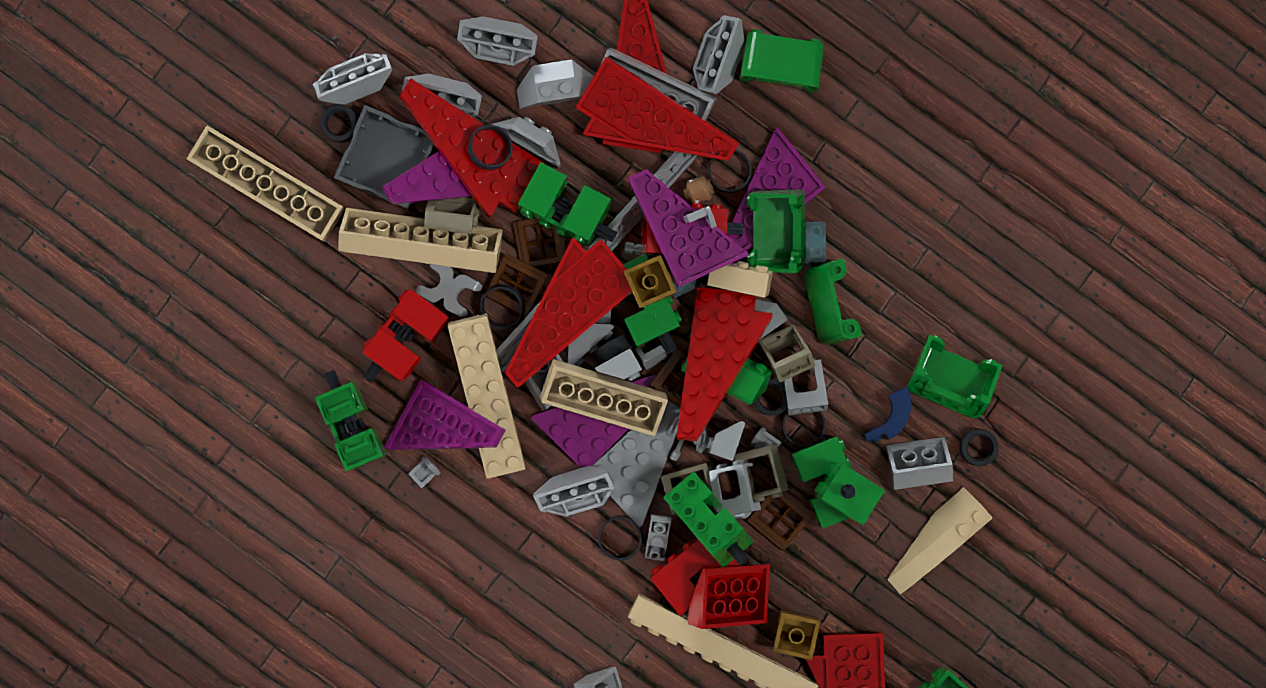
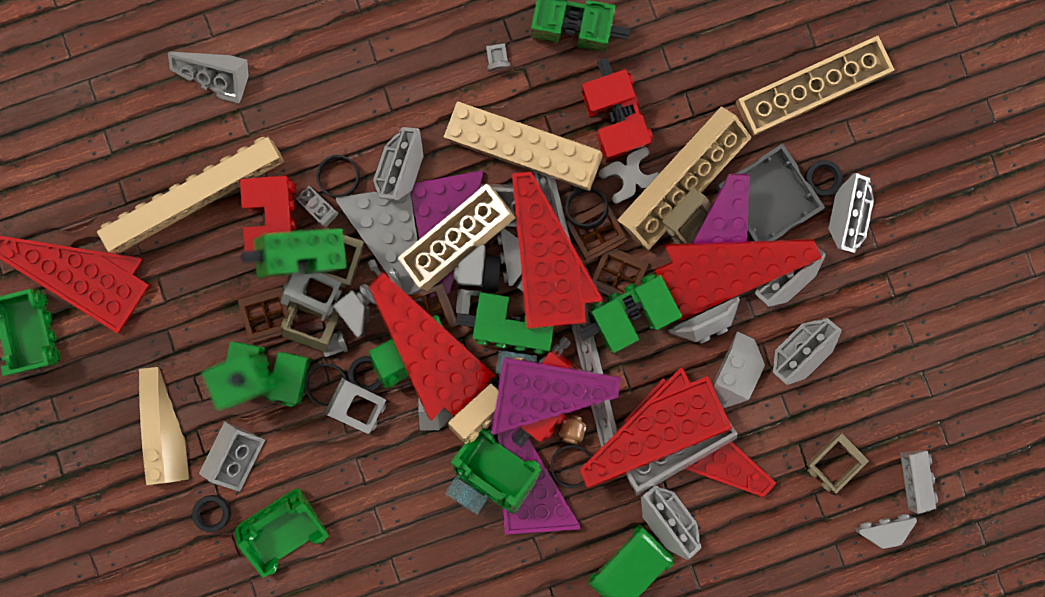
camera: 120 degrees right, 0 degrees up
(441, 422) = (526, 94): magenta wing -> none
(503, 133) = (726, 302): black tyre -> none
(650, 282) = (523, 337): pearl gold slope -> none
(704, 212) = (551, 414): light grey tile -> none
(730, 597) = (226, 229): red slope -> none
(790, 365) = (378, 409): dark tan window -> none
(796, 634) = (163, 263): pearl gold slope -> none
(825, 306) = (411, 468): green windscreen -> none
(899, 415) = (278, 462): dark blue arch -> none

